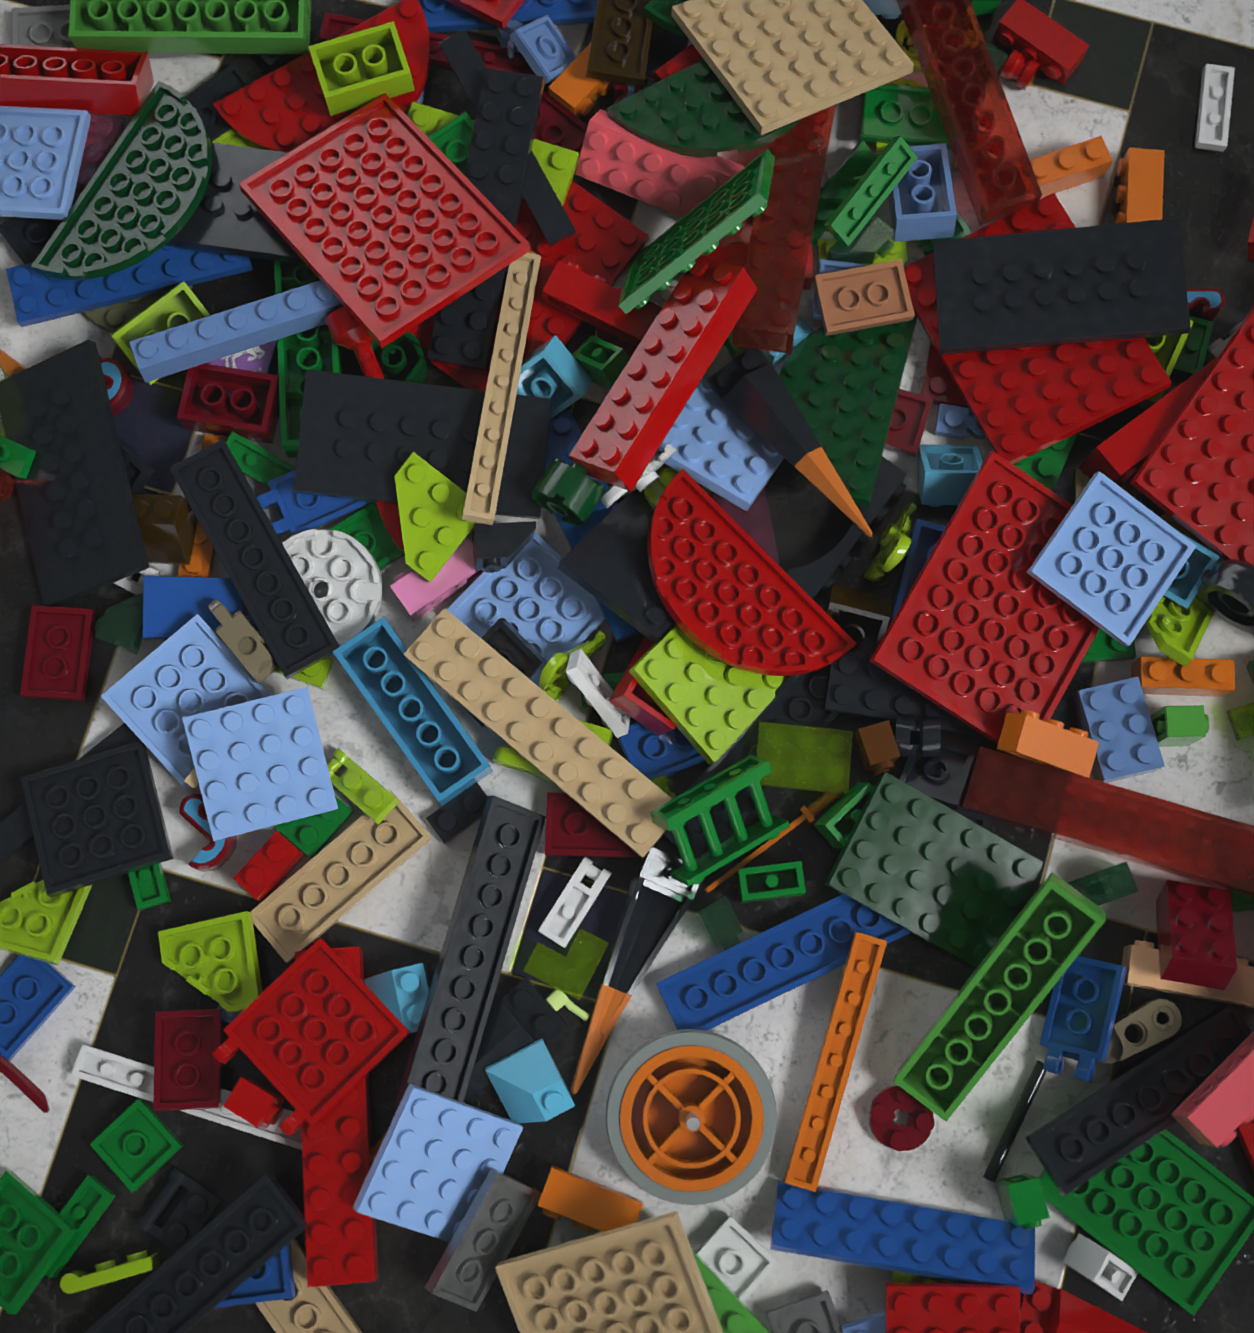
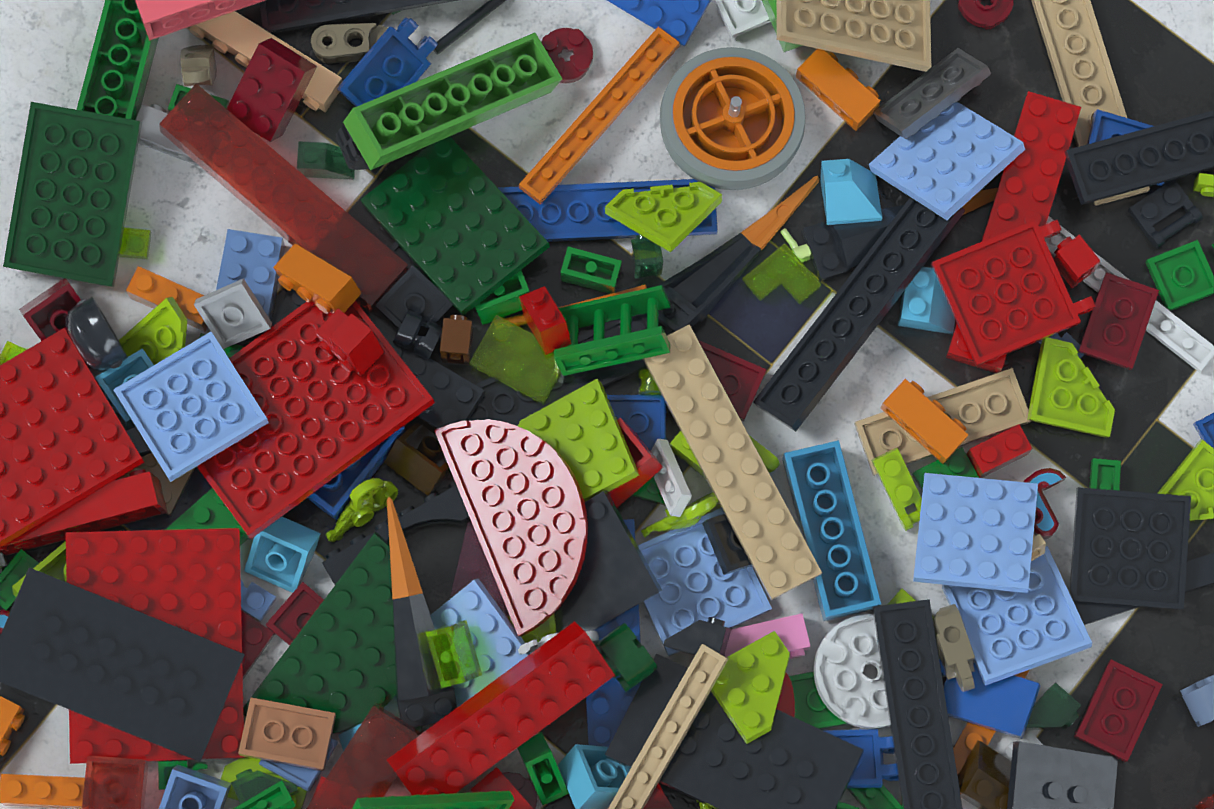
camera: 160 degrees left, 0 degrees up
(356, 863) = (924, 420): none -> orange brick
(459, 813) = (824, 432): black plate -> none
(574, 903) = (757, 322): white plate -> none
(719, 976) = (664, 212): none -> lime plate
(737, 423) = (453, 653): none -> clear neon green brick
(795, 801) = (545, 320): none -> red brick
(986, 683) = (349, 341): none -> red brick
(1116, 675) = (233, 313): none -> light grey plate
(1180, 725) = (198, 257): bright green brick -> none

